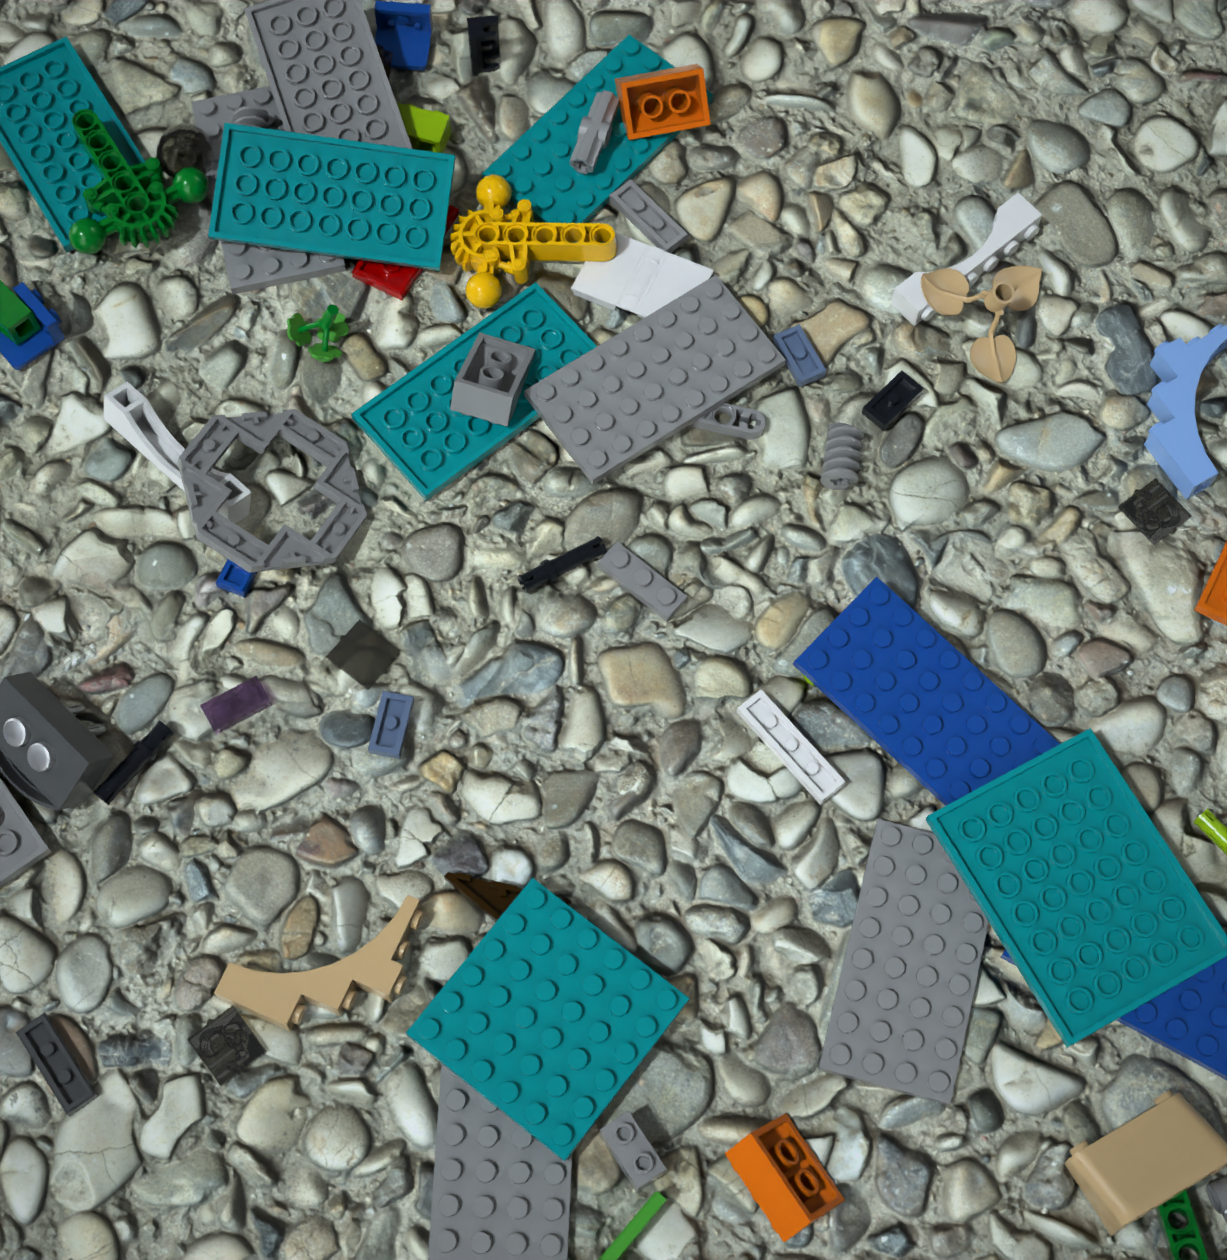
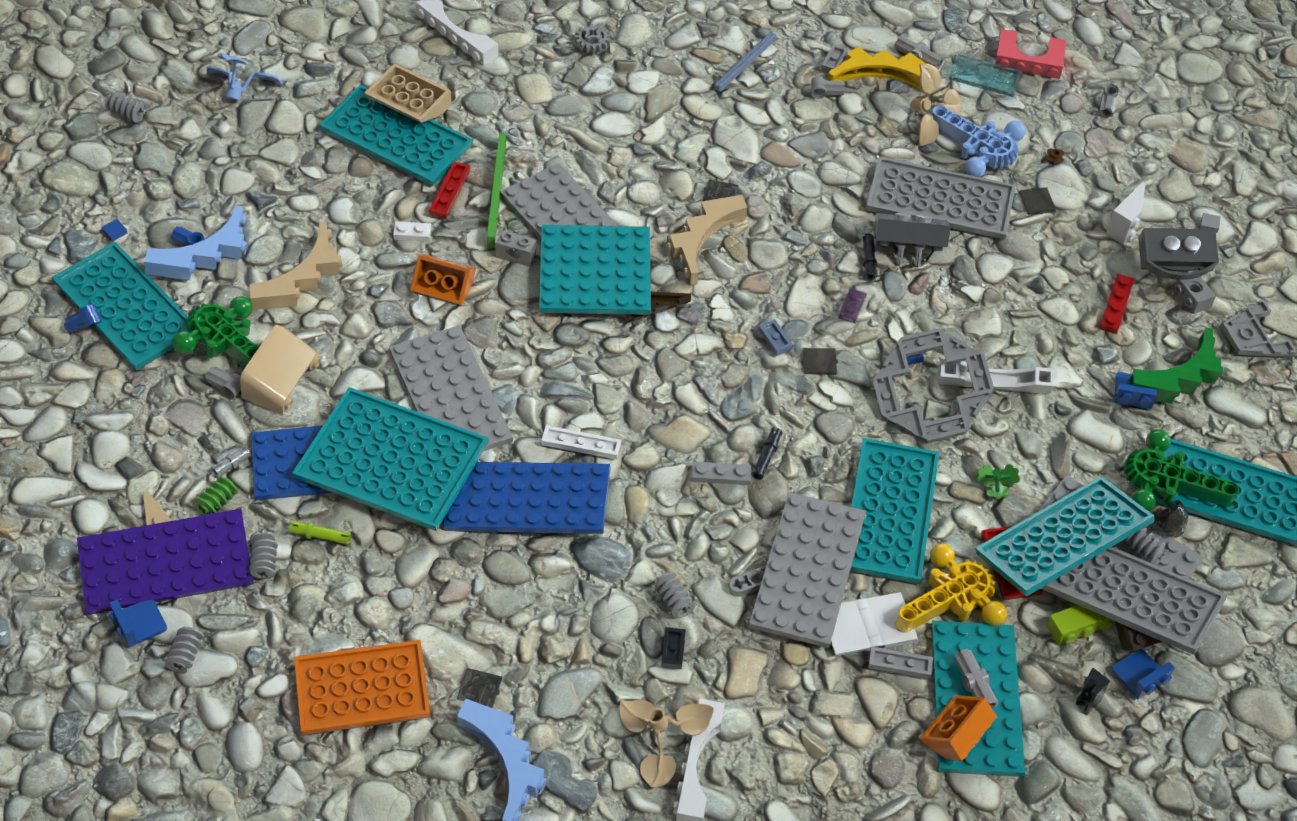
camera: 140 degrees right, 15 degrees down
(57, 1064) = (780, 149): dark grey tile -> none
(492, 379) = (888, 506): light grey slope -> none
(799, 355) = (745, 639): sand blue plate -> none

